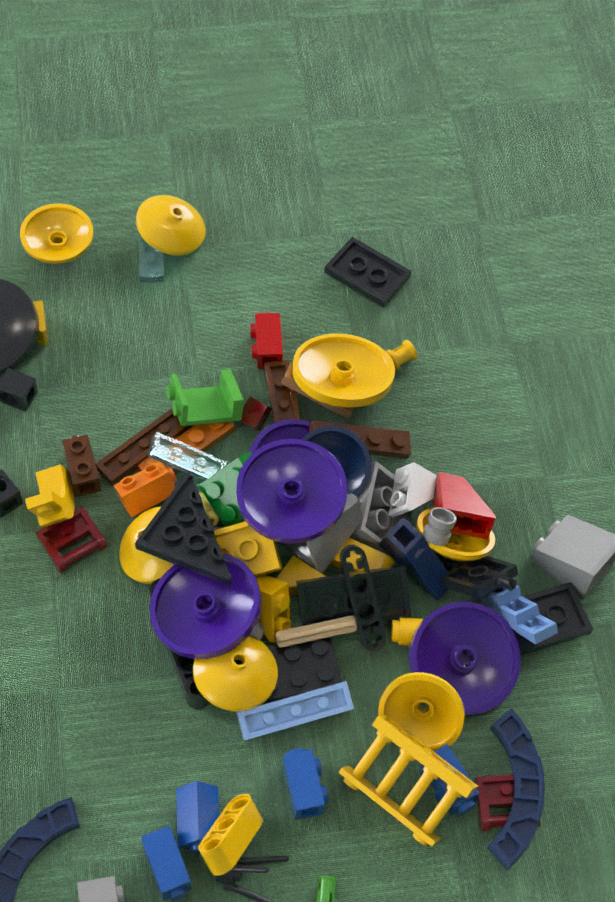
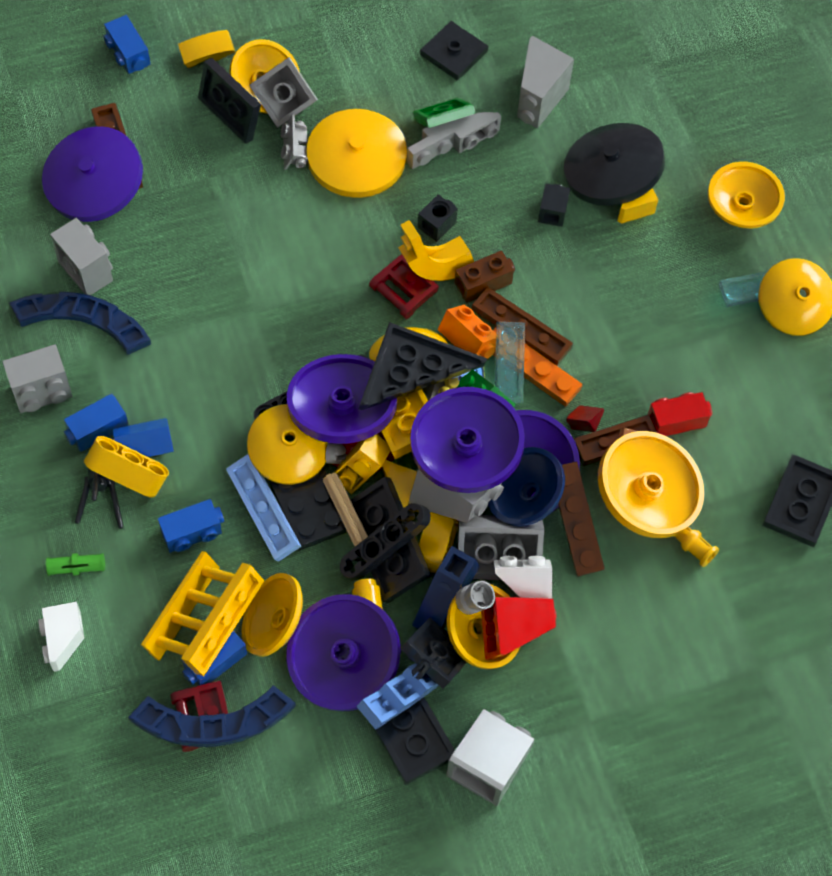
camera: 80 degrees right, 5 degrees up
(206, 404) = (581, 365): bright green panel -> none

